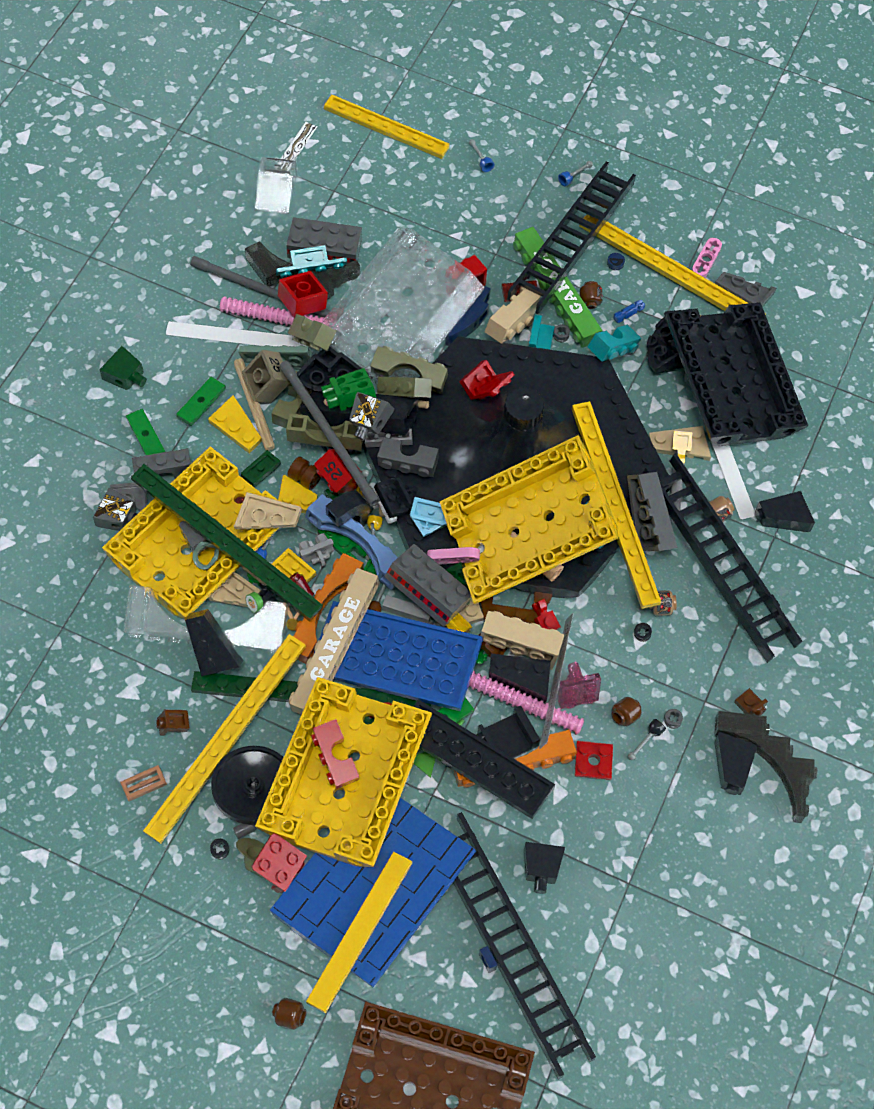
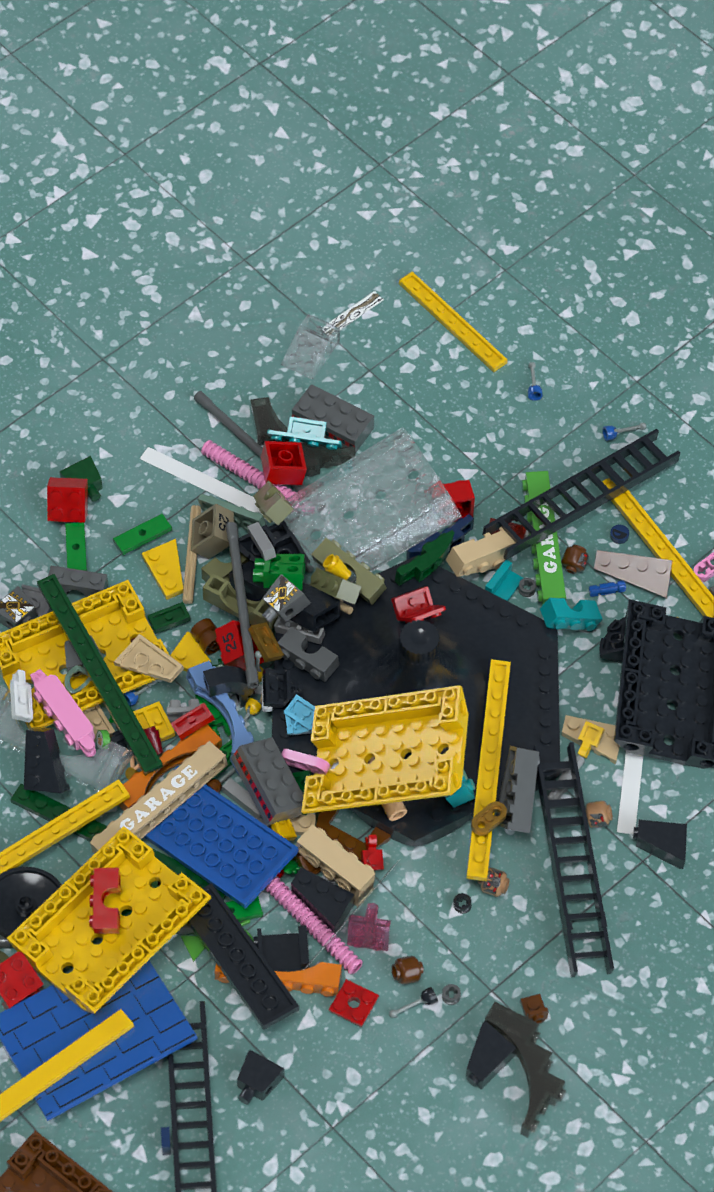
camera: 25 degrees right, 5 degrees down
(119, 392) = (67, 499): none -> red brick
(162, 590) = (21, 697): none -> white hinge
(210, 589) = (64, 711): none -> bright pink hinge
(320, 369) = (261, 541): none -> light grey piece
(330, 555) = (192, 721): none -> red plate
(367, 459) = (266, 642): none -> pearl gold plate
(399, 369) = (335, 566): none -> yellow cone
(470, 337) = (430, 559): none -> dark green slope
(638, 548) = (487, 818): none -> pearl gold plate
(652, 286) = (641, 571): none -> wing

